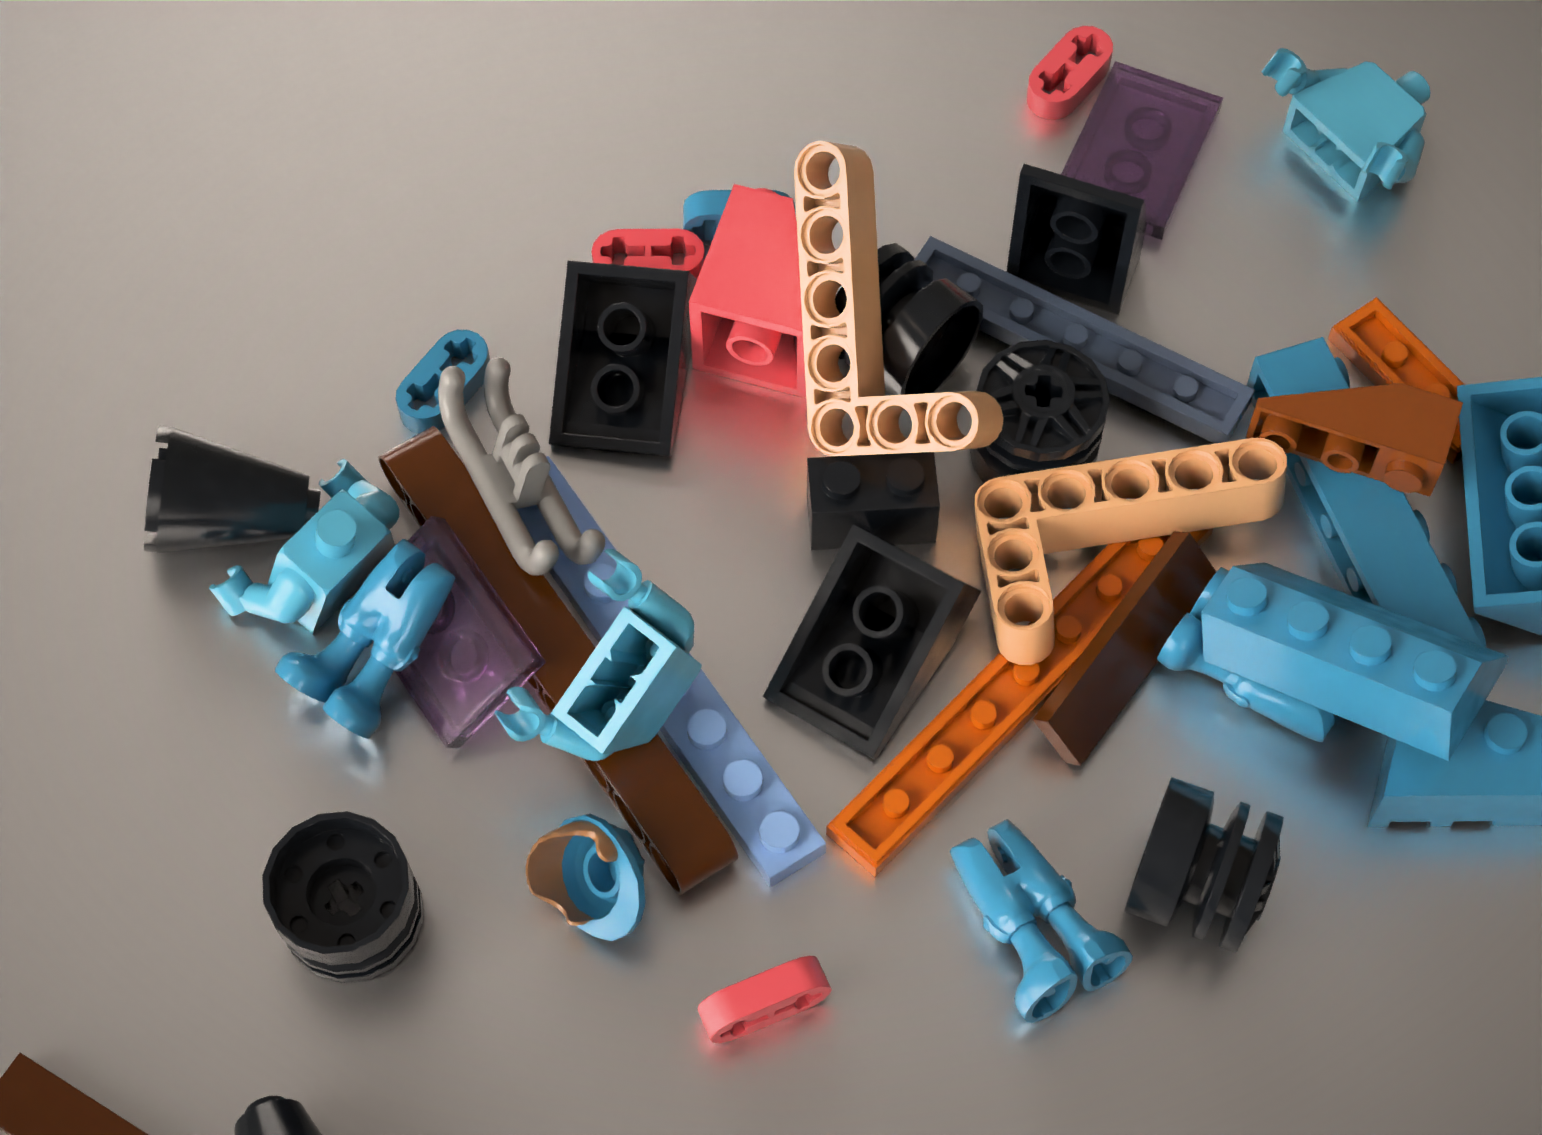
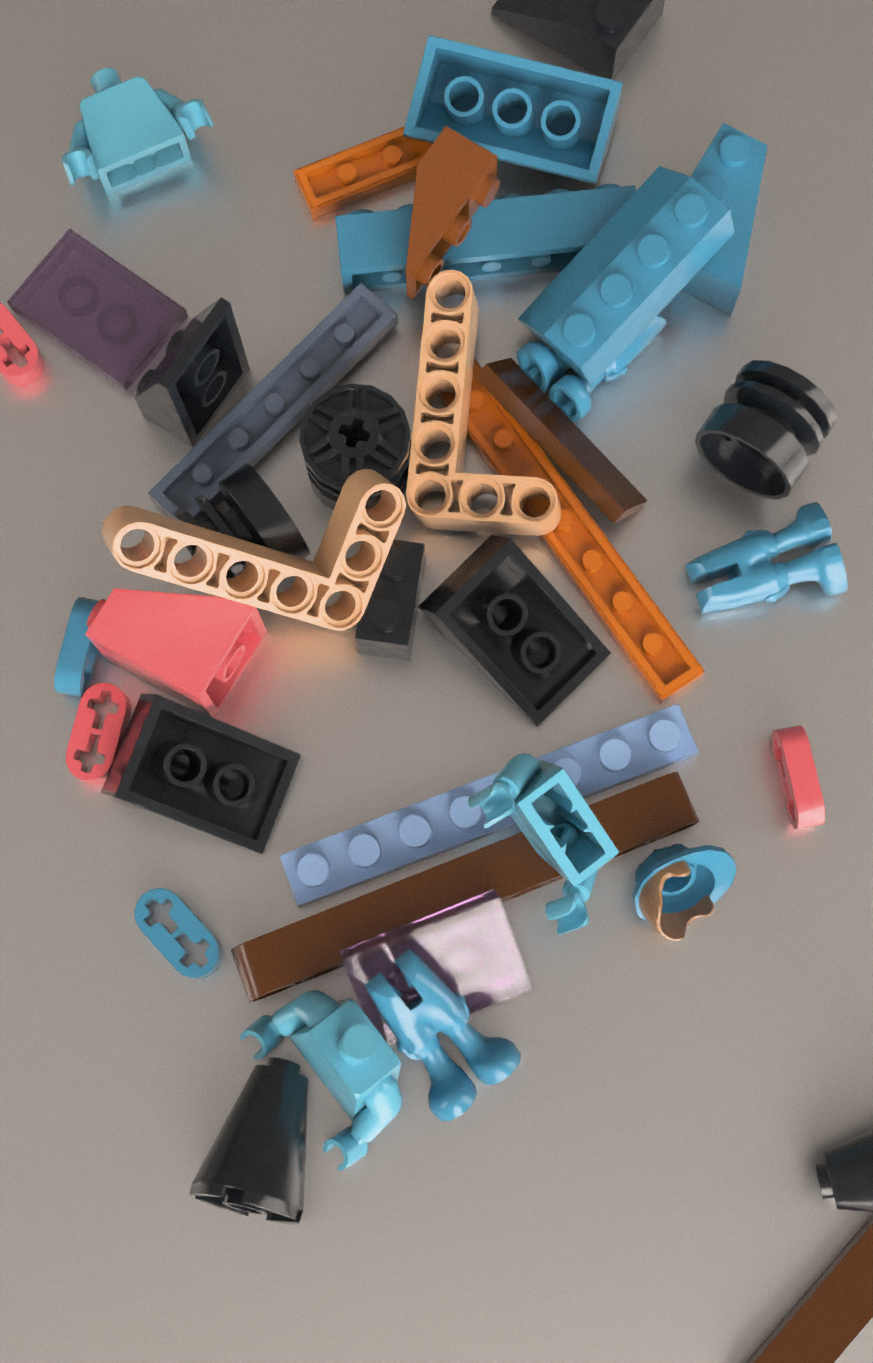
camera: 75 degrees left, 15 degrees up
(337, 860) = (698, 1104): black wheel -> none
(513, 474) = (311, 885): light grey piece -> none

